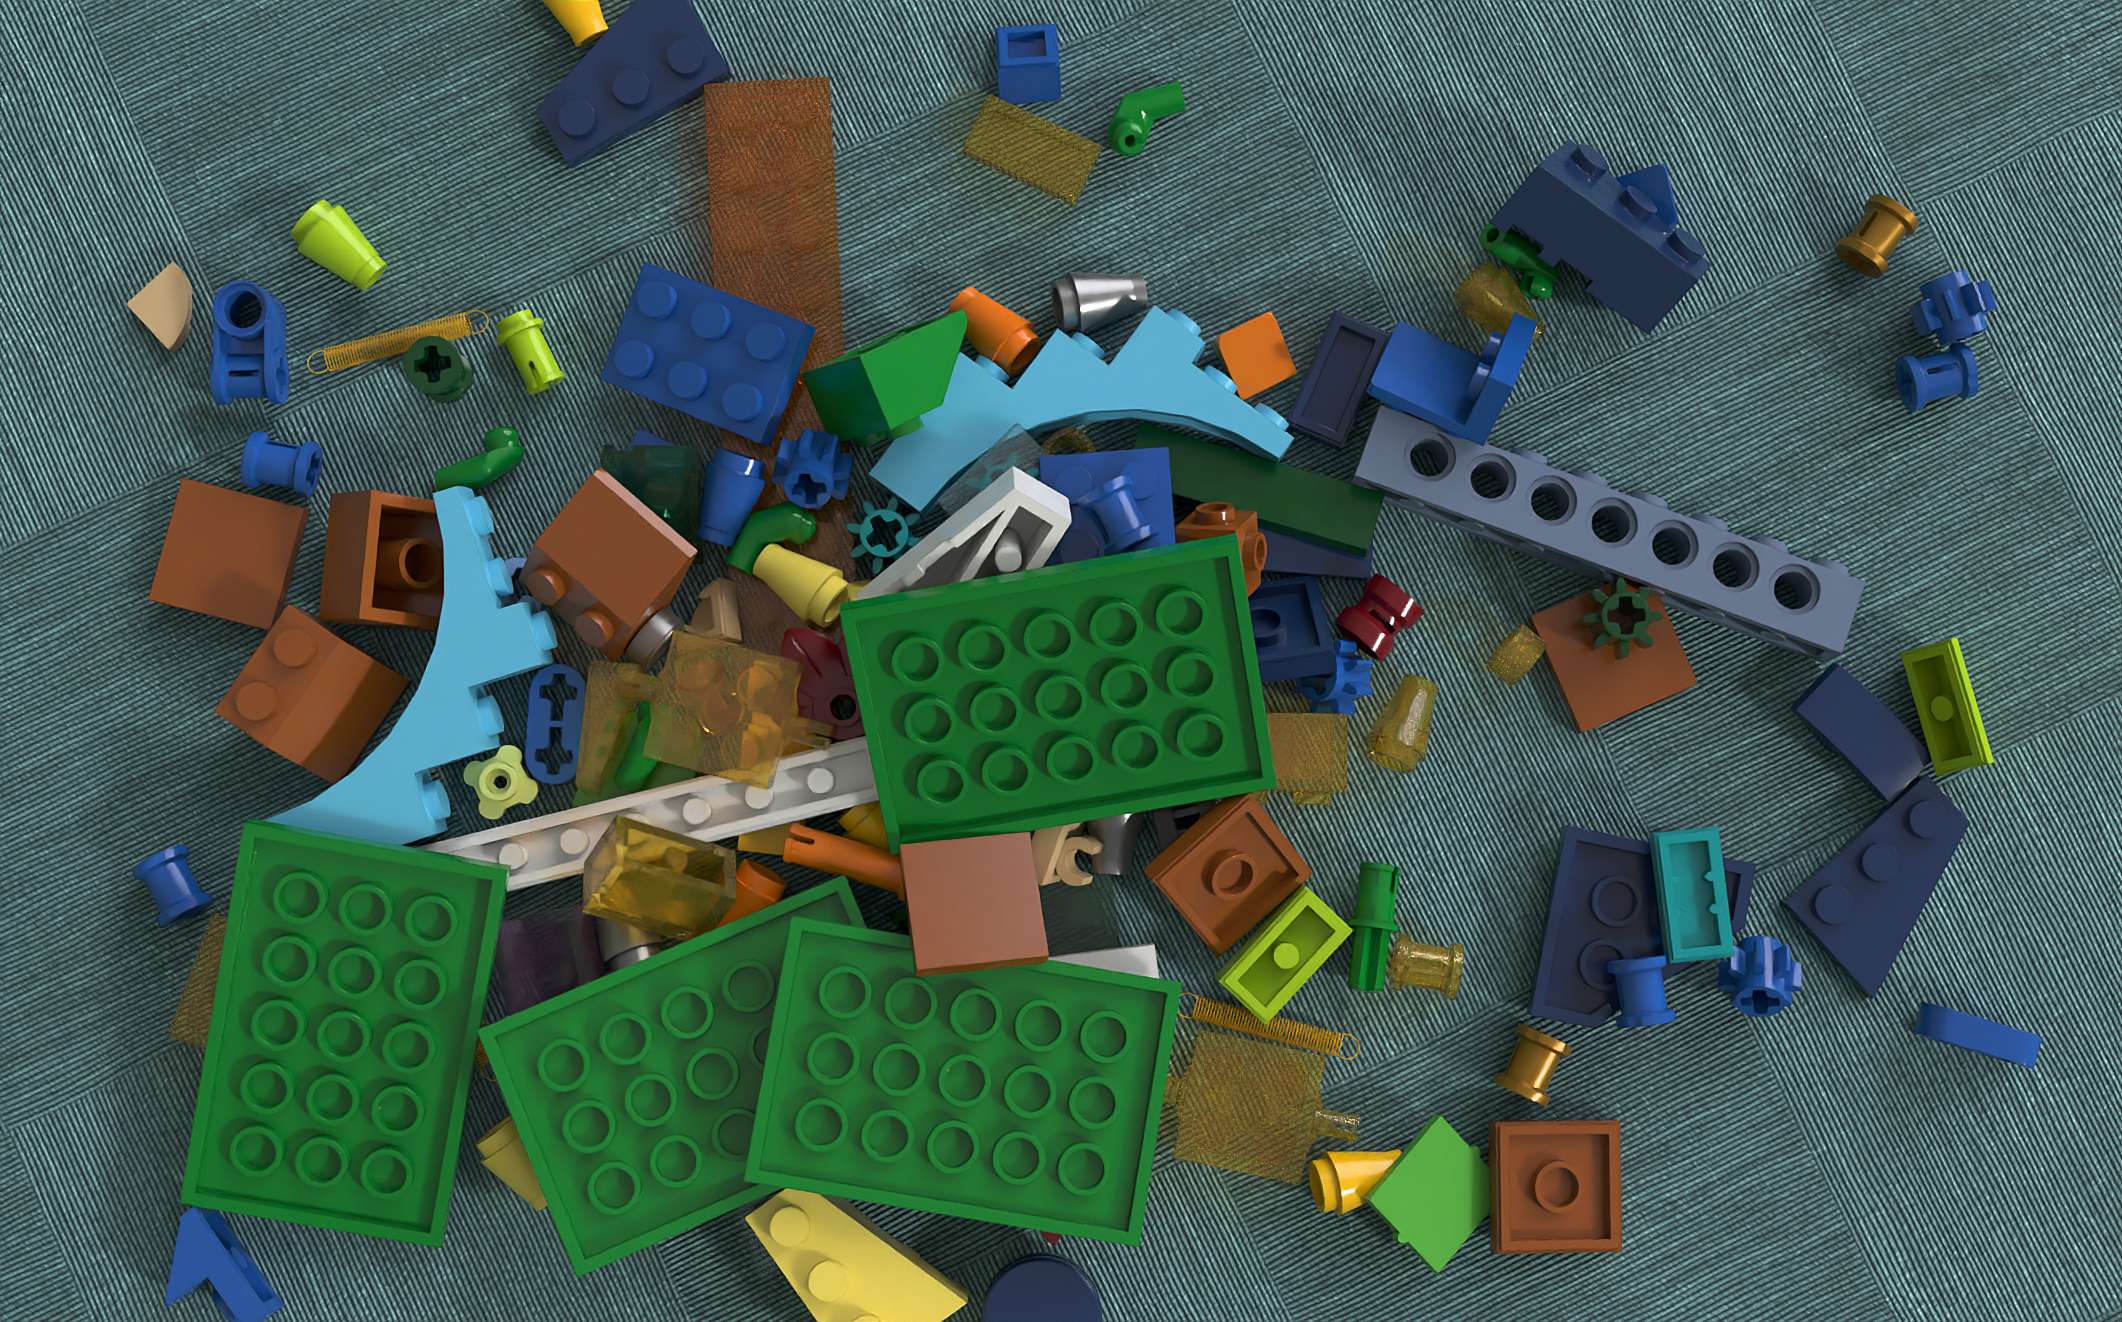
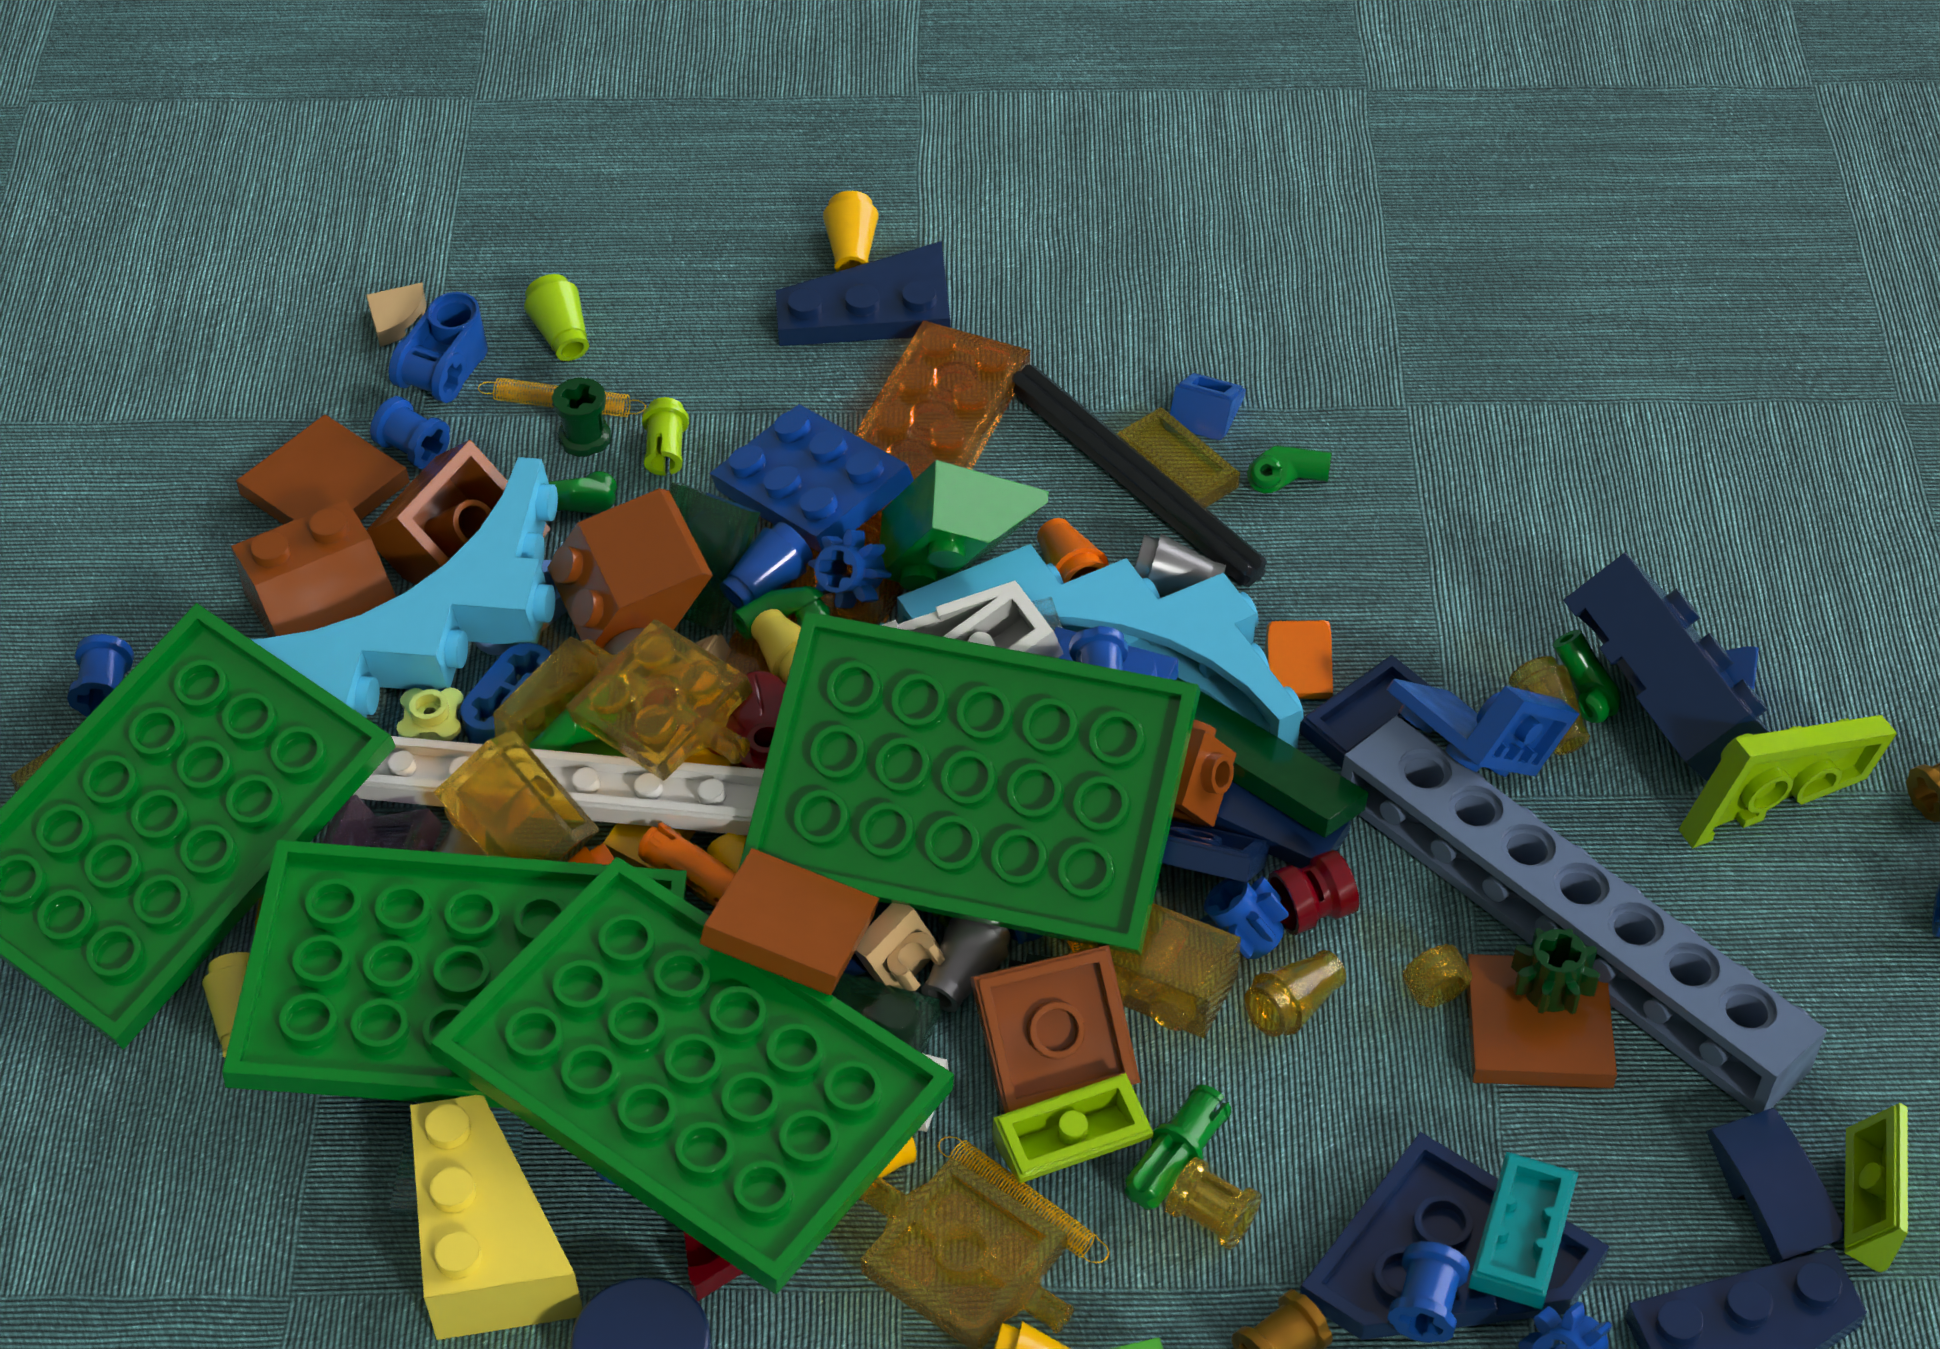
camera: 25 degrees right, 35 degrees down
(1002, 188) = (1139, 476): none -> black axle
(1742, 289) = (1781, 764): none -> lime wing

